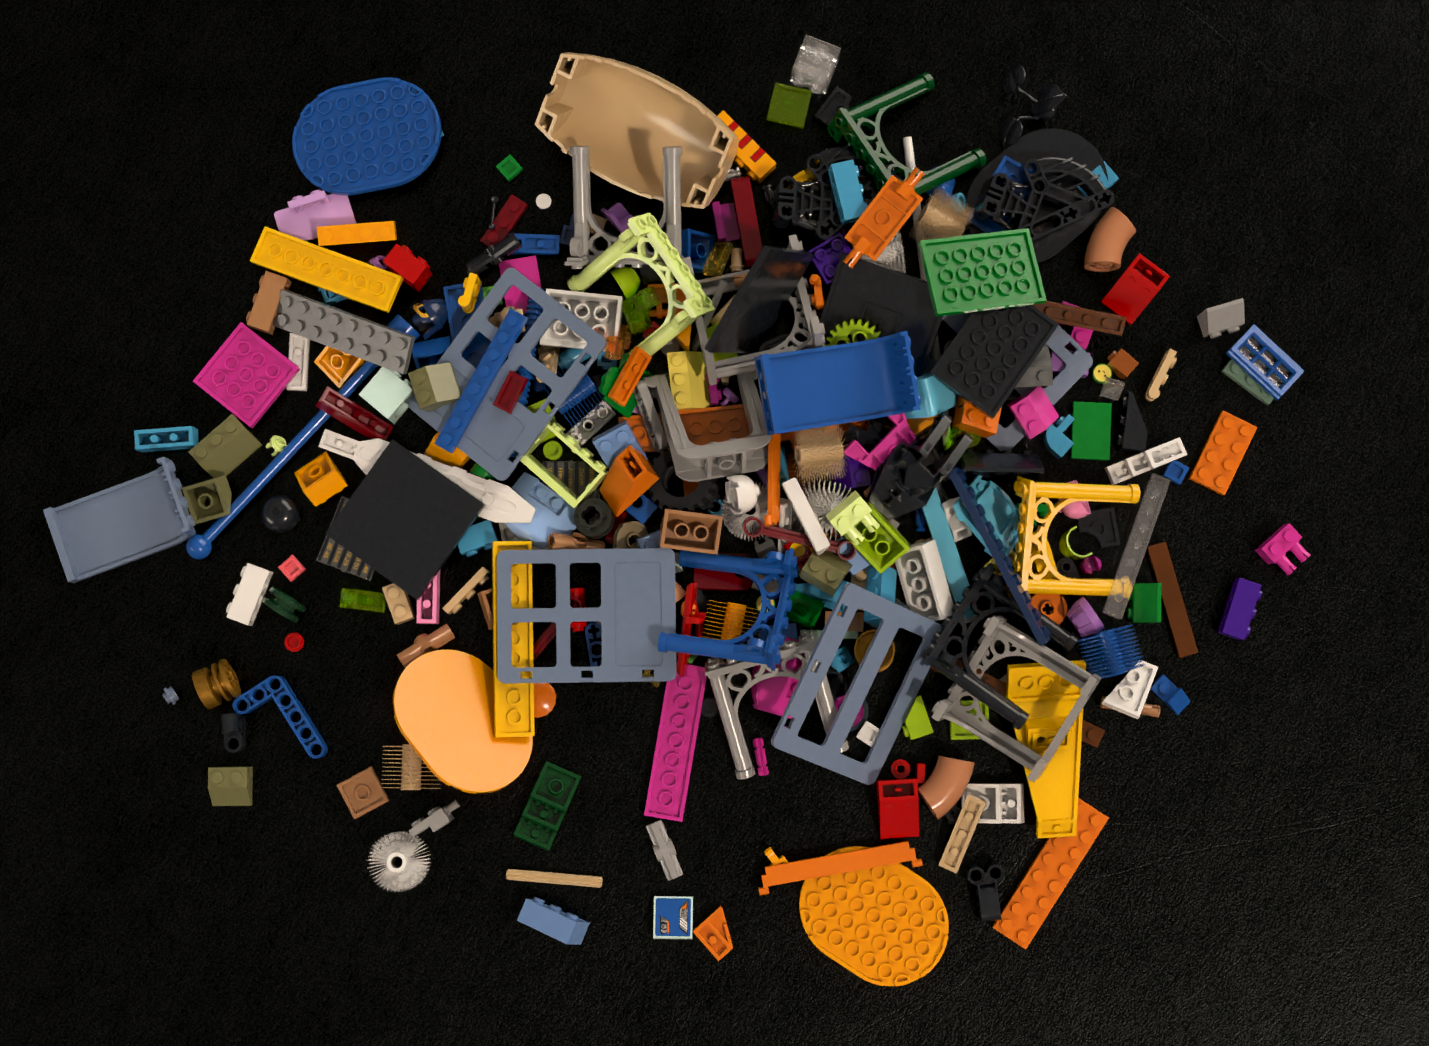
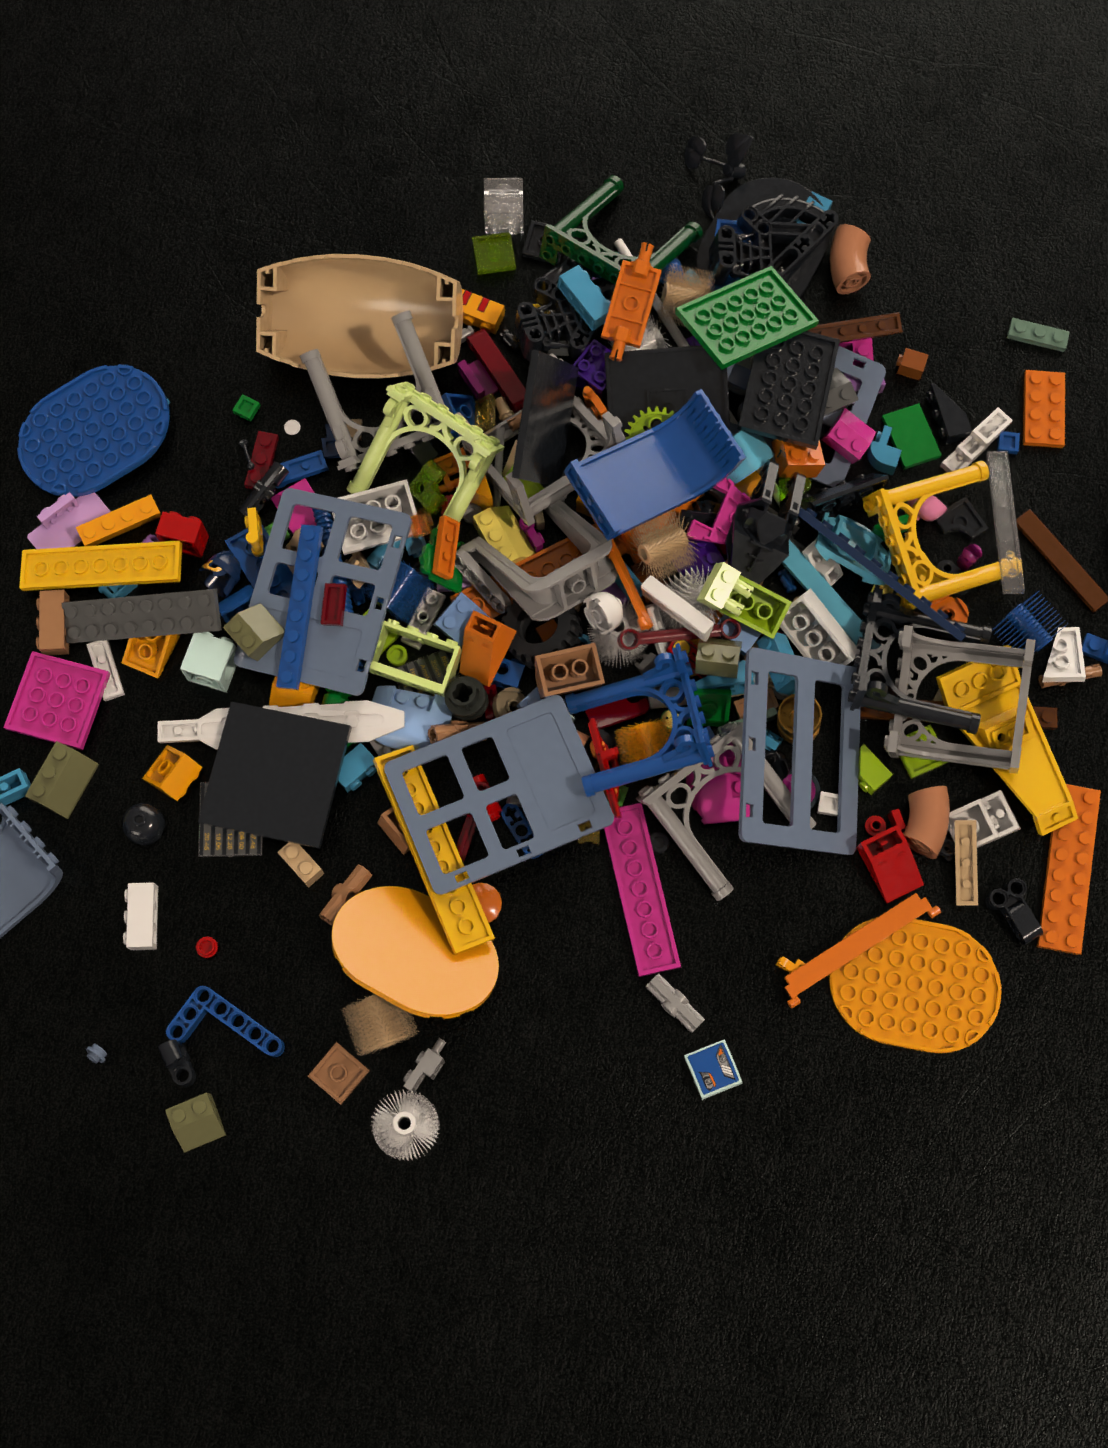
camera: 20 degrees left, 10 degrees down
(200, 545) = (72, 887): blue piece -> none
(208, 499) = (63, 834): olive slope -> none
(214, 685) = (141, 1019): pearl gold wheel -> none
(277, 443) = (116, 755): yellowish green plate -> none
(284, 604) = (182, 910): clear green wheel -> none
(292, 568) = (176, 873): coral tile -> none
(353, 415) = (181, 696): dark red slope -> none
(362, 600) = (262, 875): clear neon green slope -> none
(429, 603) = (332, 851): bright pink brick -> none
(467, 591) = (366, 824): tan plate -> none
(547, 806) = (536, 1008): dark green slope -> none
(553, 921) = (591, 1122): medium blue wedge -> none
(554, 878) = (573, 1079): tan axle -> none
(617, 217) = (370, 410): medium lavender panel -> none
(627, 280) = (405, 465): lime helmet -> none
(715, 934) = (763, 1068): orange wing -> none
(729, 397) = (550, 536): medium lavender tile -> none
(760, 756) = (731, 870): dark pink axle -> none
(1065, 547) = (939, 552): lime helmet -> none
(1084, 618) = (988, 607): medium lavender piece -> none
(1100, 373) = (897, 380): light yellow tile -> none
(1112, 388) = (913, 389): clear tile -> none
(1135, 288) = (893, 288): red slope -> none
(1145, 603) = (1040, 570): green slope -> none
(1160, 375) = (953, 362): tan plate -> none
(1222, 318) = (986, 286): light grey slope -> none
(1265, 362) = (1044, 311): blue piece -> none

